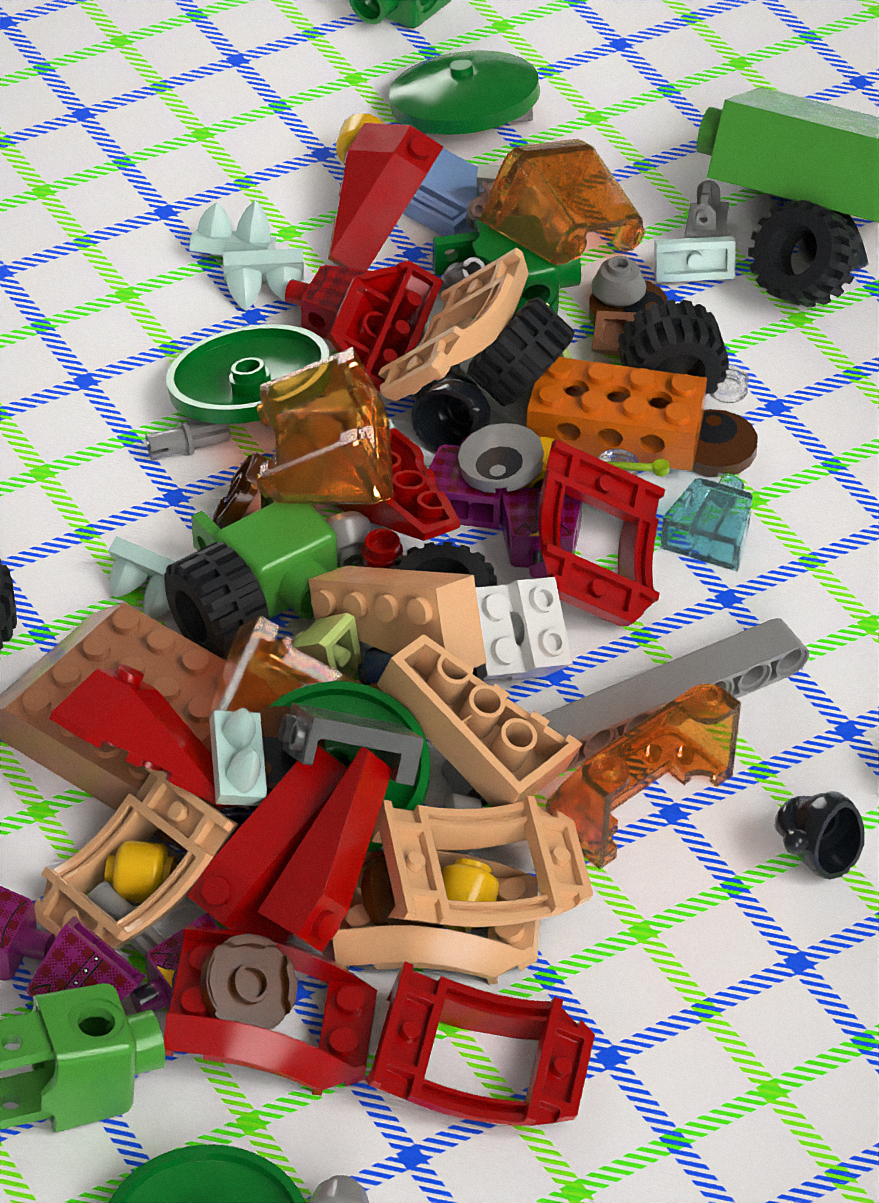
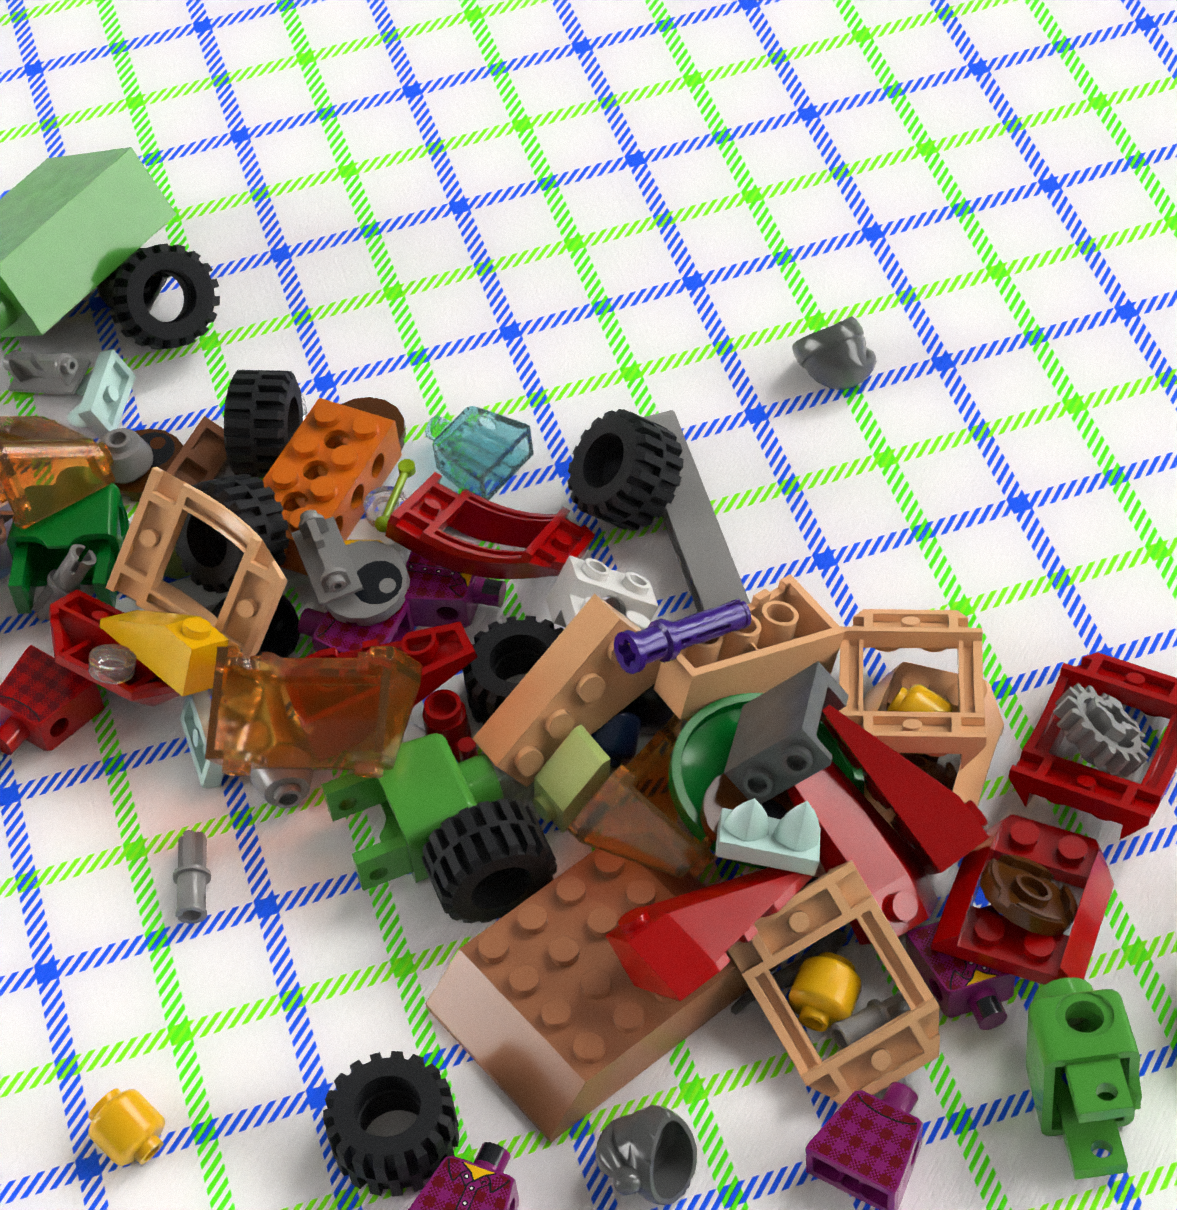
camera: 70 degrees left, 5 degrees up
(82, 960) = (977, 1057): torso -> none
(134, 566) = (414, 923): light aqua tile -> none
(223, 373) = (131, 795): green dish -> none
(241, 492) = (318, 823): reddish brown tile -> none
(353, 310) = (112, 663): none -> clear tile
(385, 333) = (171, 645): none -> yellow slope
(420, 625) = (666, 639): none -> dark purple pin
(481, 1060) = (1101, 730): none -> light grey gear
(498, 421) = (325, 558): none -> light grey hinge
(683, 738) = (776, 539): clear orange windscreen -> none
(697, 614) = (625, 470): none -> black tyre
(822, 832) = (892, 445): black piece -> none

